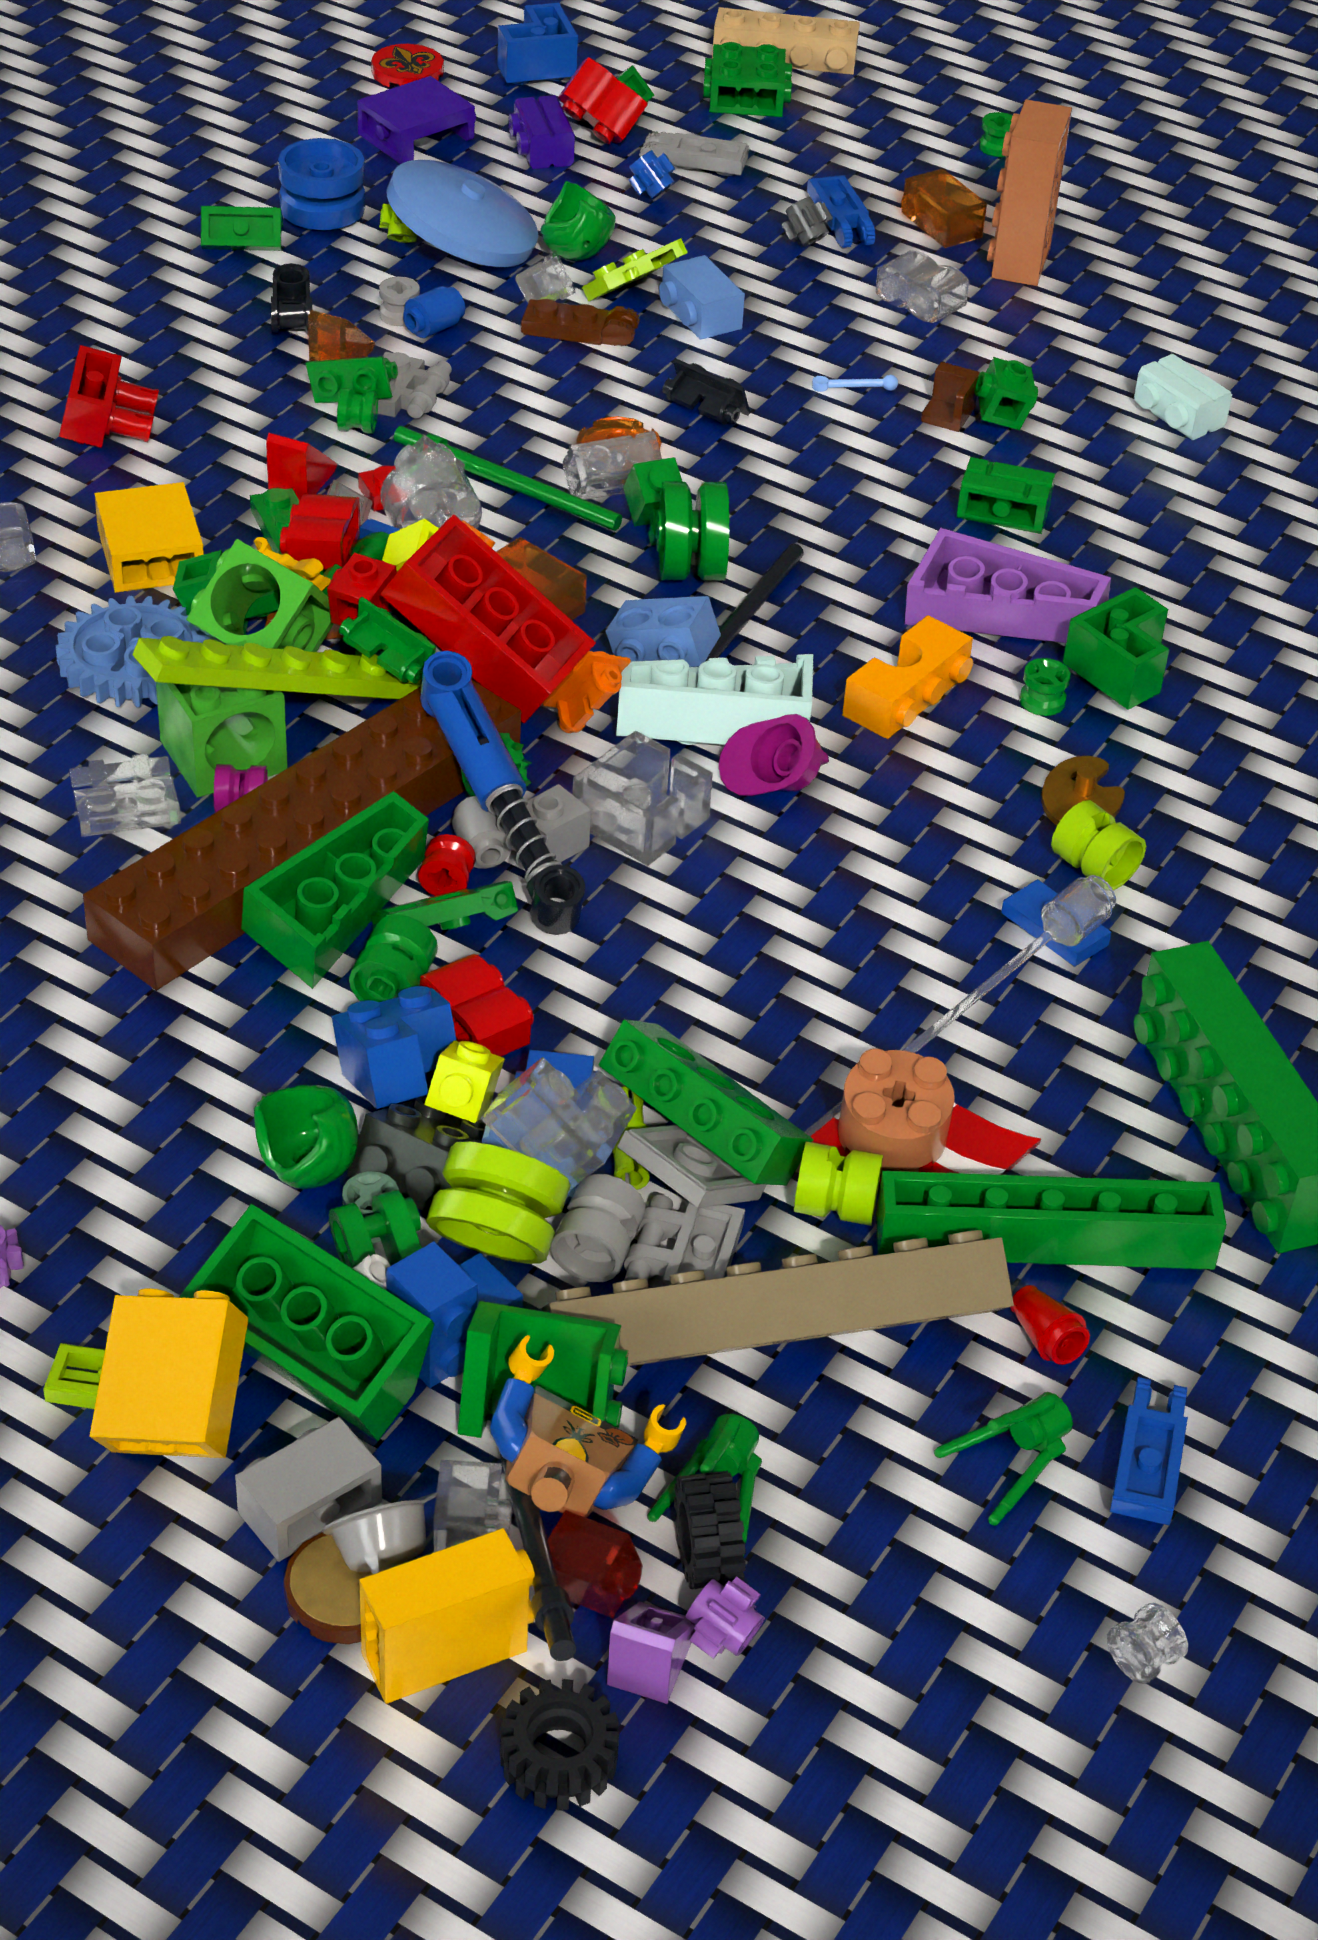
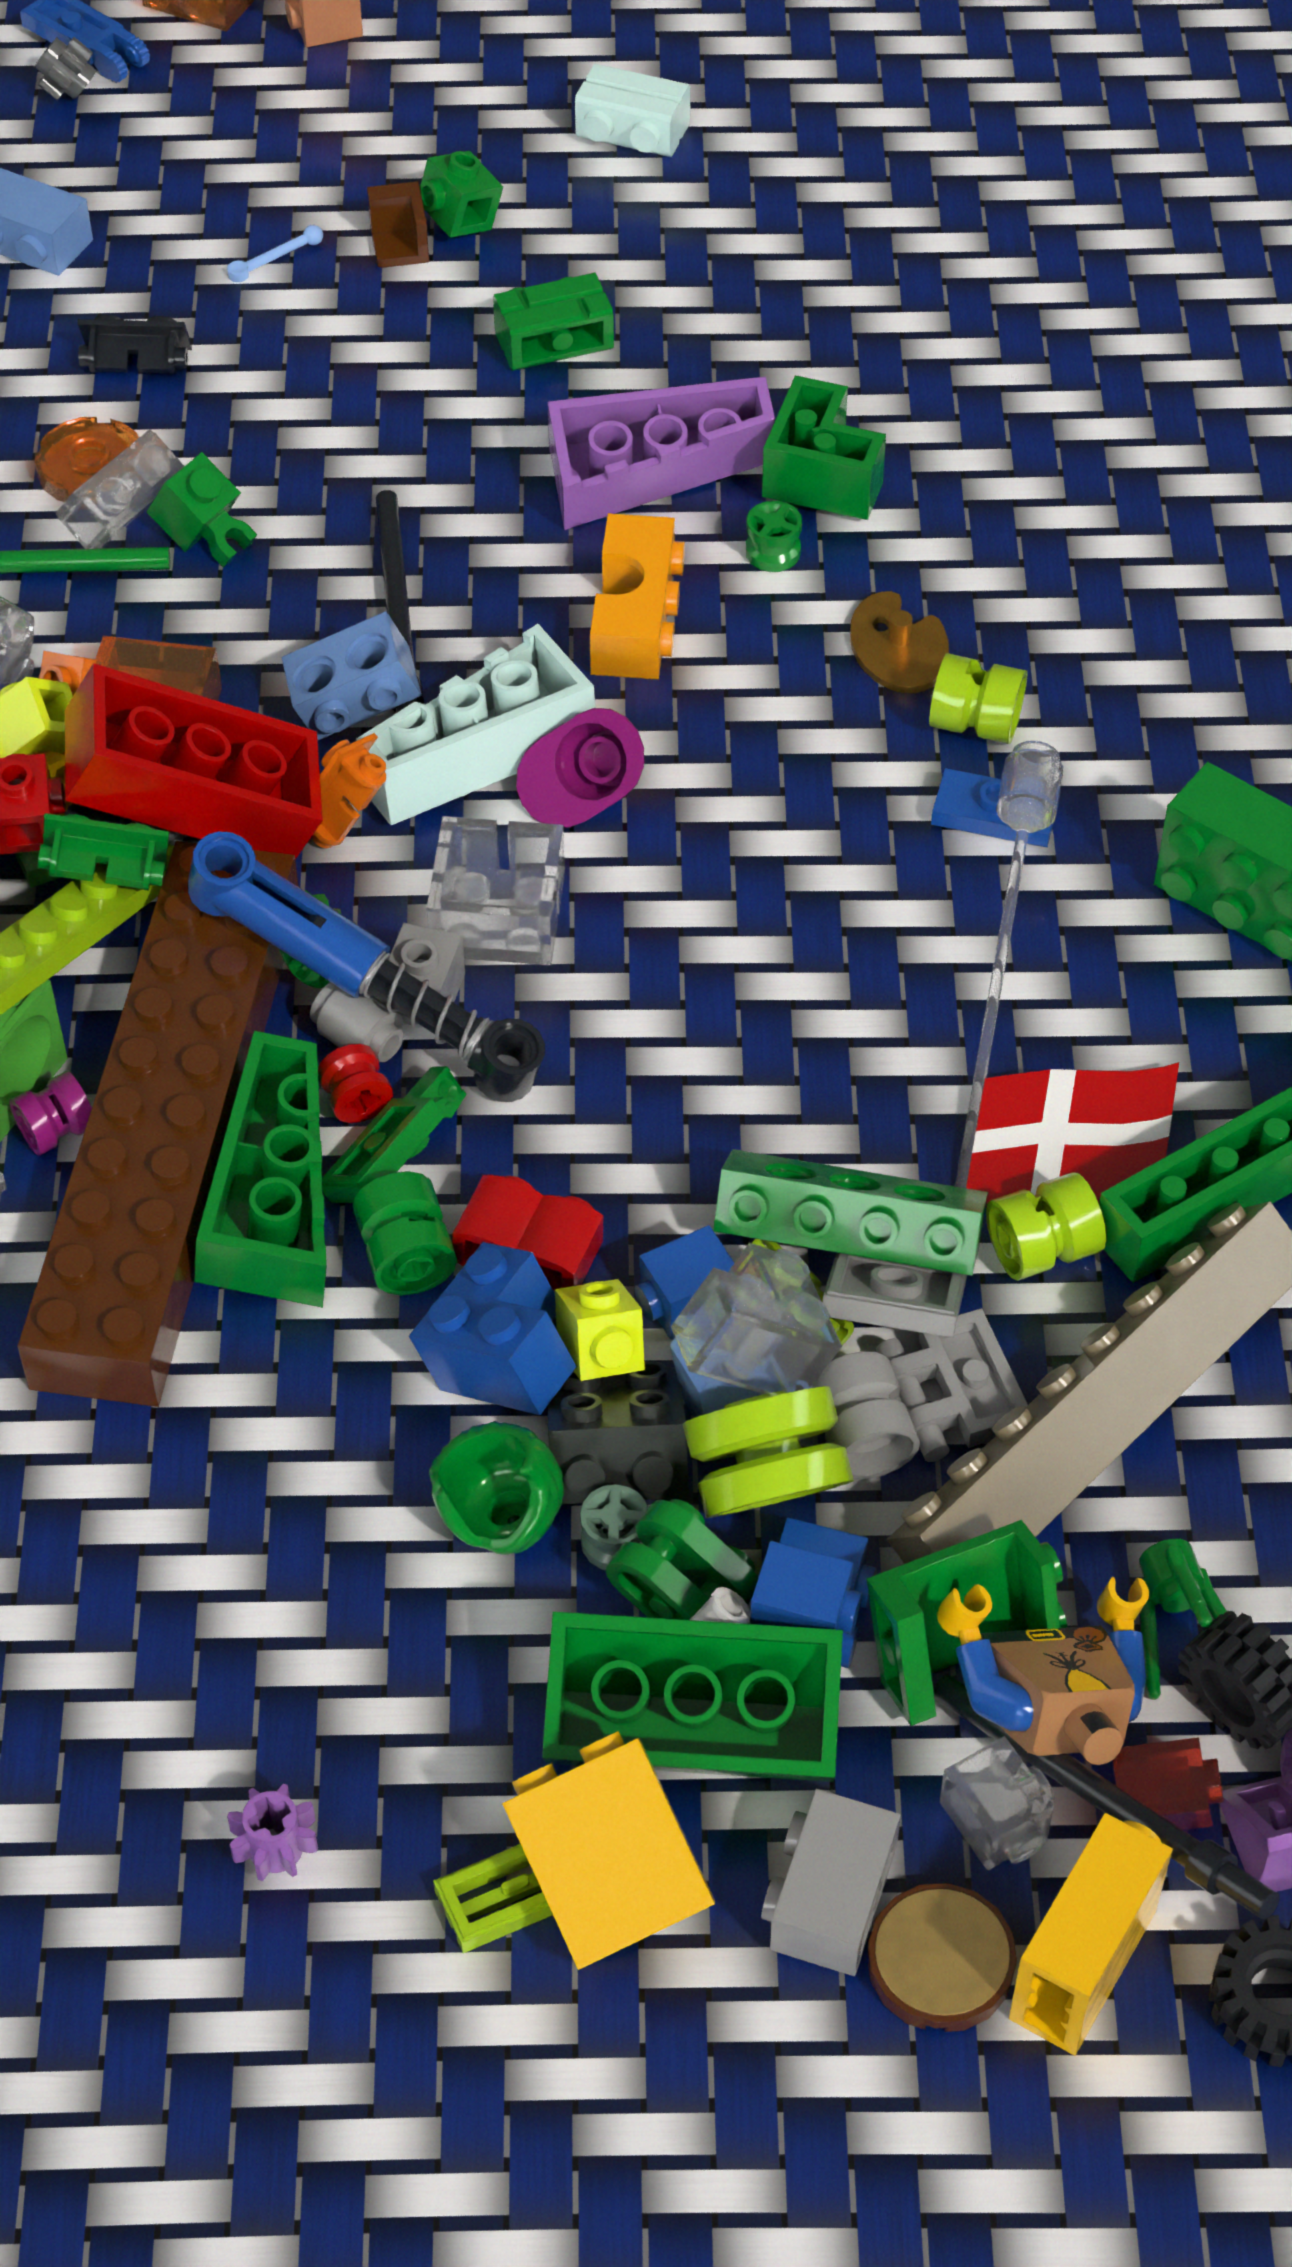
camera: 30 degrees left, 10 degrees up
(381, 1535) = (955, 1879): light grey piece -> none
(690, 531) = (286, 533): green wheel -> none
(897, 1108) = (1046, 1113): nougat brick -> none
(922, 286) = (254, 95): clear brick -> none

